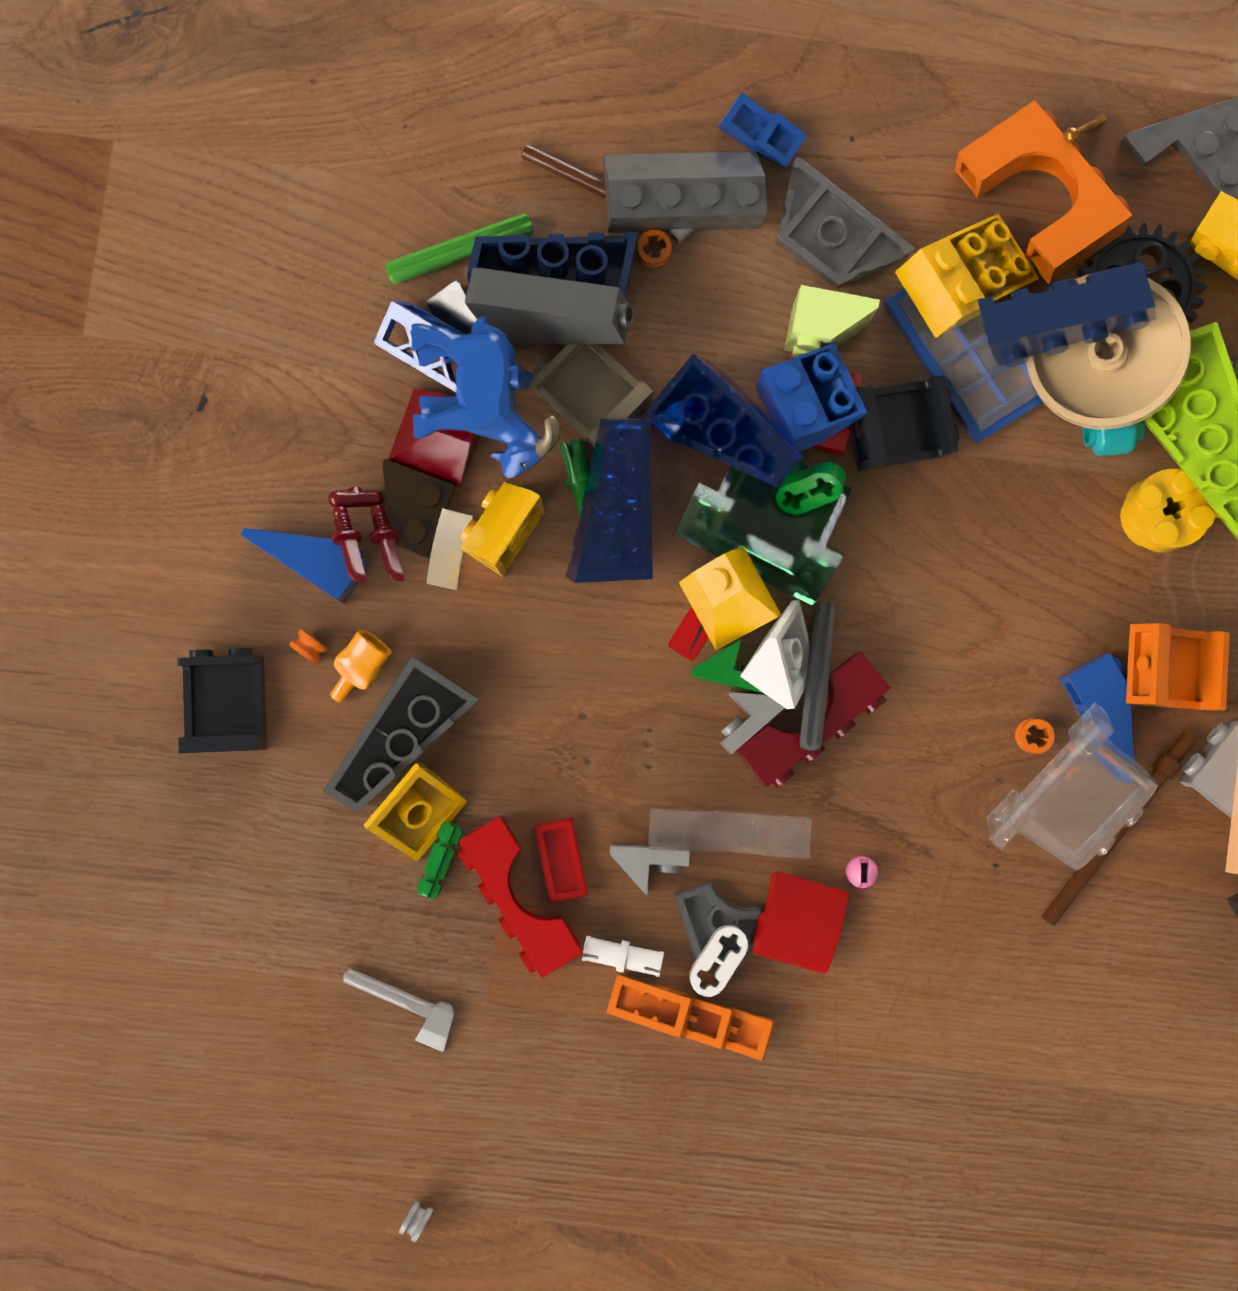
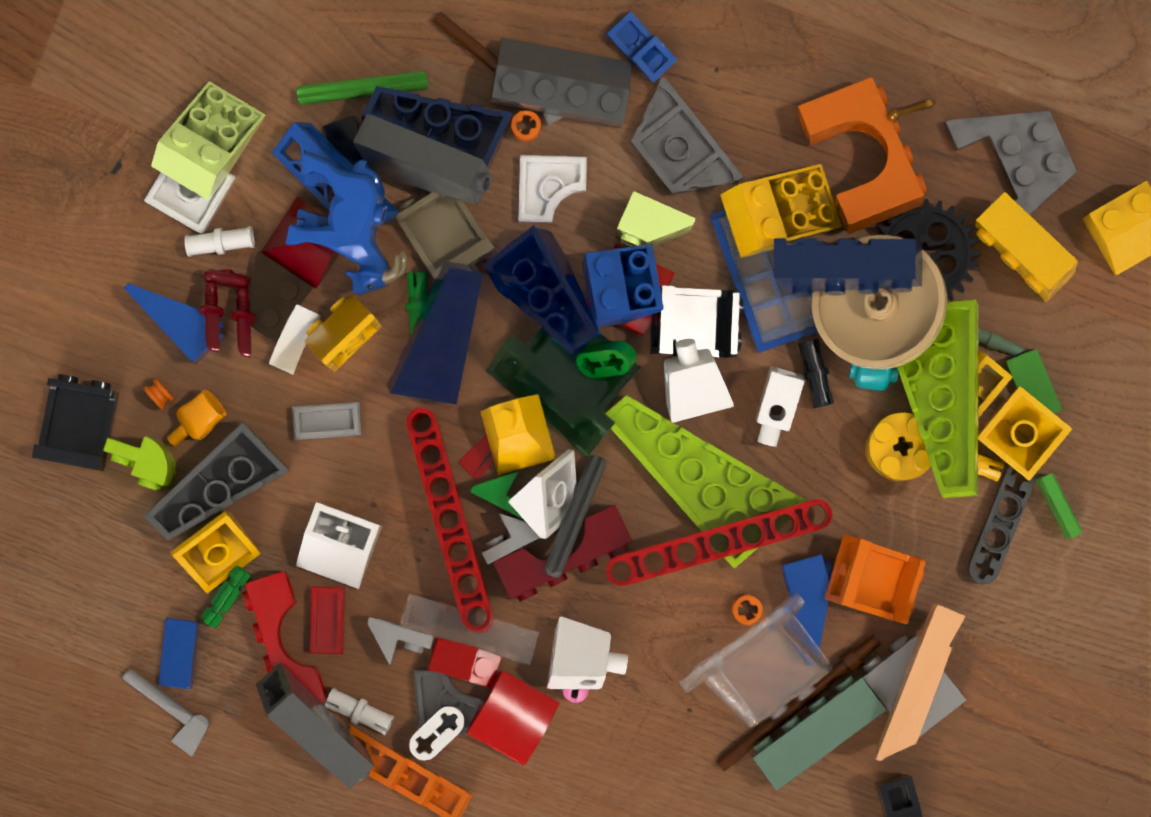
camera: 15 degrees right, 0 degrees up
(291, 407) = (185, 204): none -> white tile
(295, 347) = (207, 140): none -> yellowish green slope
(317, 727) = (150, 462): none -> lime brick
(337, 458) = (219, 241): none -> white pin
(401, 938) = (179, 653): none -> blue slope
(507, 633) = (327, 421): none -> light grey tile
(554, 772) = (338, 545): none -> white slope
(575, 988) = (313, 726): none -> dark grey slope
(670, 694) = (442, 505): none -> red beam
(693, 307) = (546, 183): none -> white tile
(729, 872) = (464, 662): none -> red slope
(863, 834) = (582, 657): none -> white torso
(916, 492) = (693, 383): none -> white torso
(967, 609) = (700, 477): none -> lime wing
(1009, 665) = (735, 545): none -> red beam
(1022, 477) = (781, 389): none -> white torso
(1048, 451) = (815, 373): none -> black pin
(1152, 857) = (818, 732): none -> sand green brick

